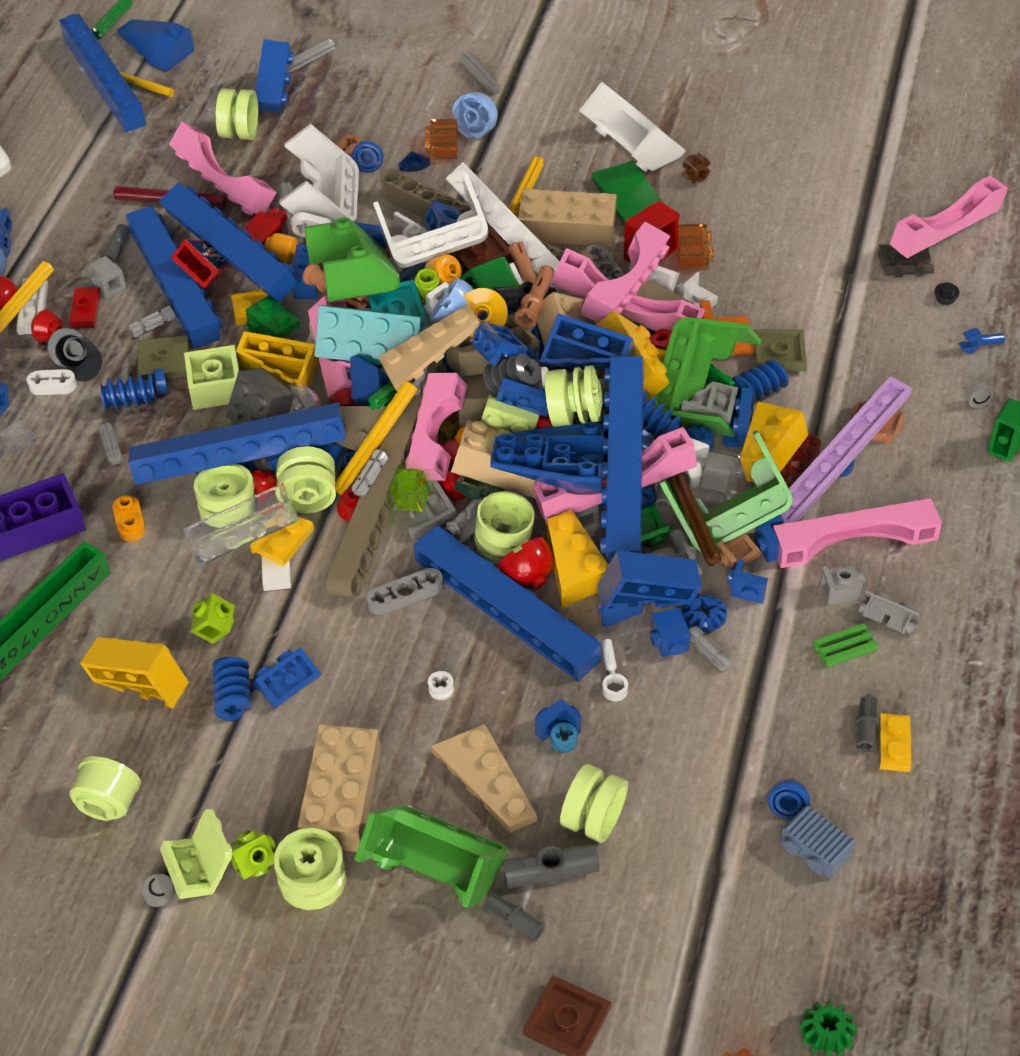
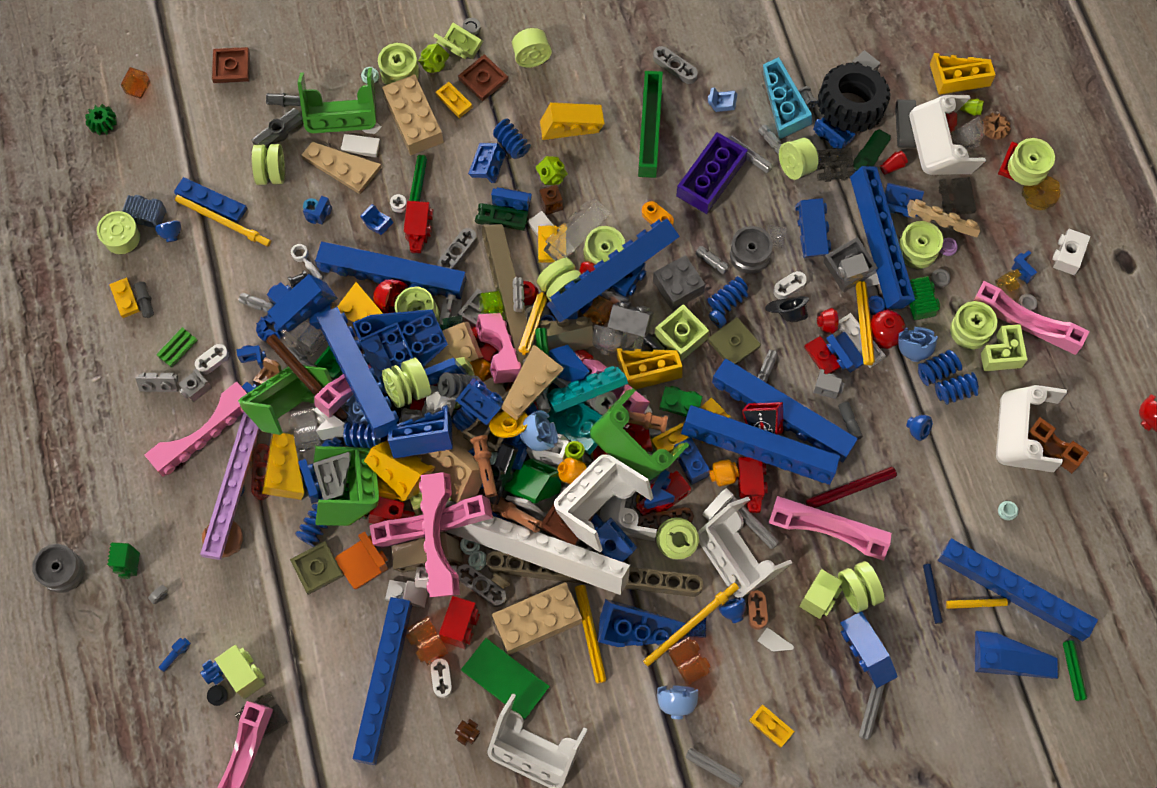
camera: 150 degrees right, 20 degrees up
(45, 125) = (1008, 510): none -> light aqua plate
(54, 208) = (920, 426): none -> blue brick
(58, 292) = (847, 352): none -> blue bracket
(60, 420) = (751, 249): none -> flat silver wheel
(169, 420) = (678, 282): none -> flat silver brick
(174, 105) = (932, 594): none -> dark blue bar
(200, 790) = (483, 77): none -> copper plate
(241, 586) = (551, 199): none -> reddish brown brick
(266, 786) = (454, 100): none -> yellow plate
(284, 124) = (821, 594): none -> yellowish green brick
(289, 611) = (511, 198): none -> blue bracket
(302, 300) = (669, 438): none -> yellow plate
(318, 602) = (507, 217): none -> dark green plate
(349, 129) = (774, 641): none -> white sticker
(360, 881) = (364, 75): none -> light aqua plate
(364, 209) = (677, 538): none -> yellowish green wheel
(375, 161) = (720, 599): none -> yellow bar
(395, 701) = (418, 178): none -> green axle
(406, 76) = (771, 726): none -> yellow plate
(433, 640) = (417, 224): none -> red hinge
(442, 791) = (360, 145): none -> white tile
(484, 669) = (376, 220): none -> blue bracket
(498, 180) = (627, 626): none -> blue wedge
(635, 644) = (296, 279): none -> black bush
(669, 739) = (251, 234): none -> yellow bar
(692, 215) = (436, 678): none -> white beam
(707, 821) = (211, 200): none -> blue plate
(759, 231) = (382, 681): none -> blue brick
(803, 609) = (211, 359): none -> white beam
(869, 815) = (118, 232): none -> yellowish green wheel
(911, 285) = (240, 672): none -> yellowish green brick
(943, 305) = (212, 672): none -> blue gear

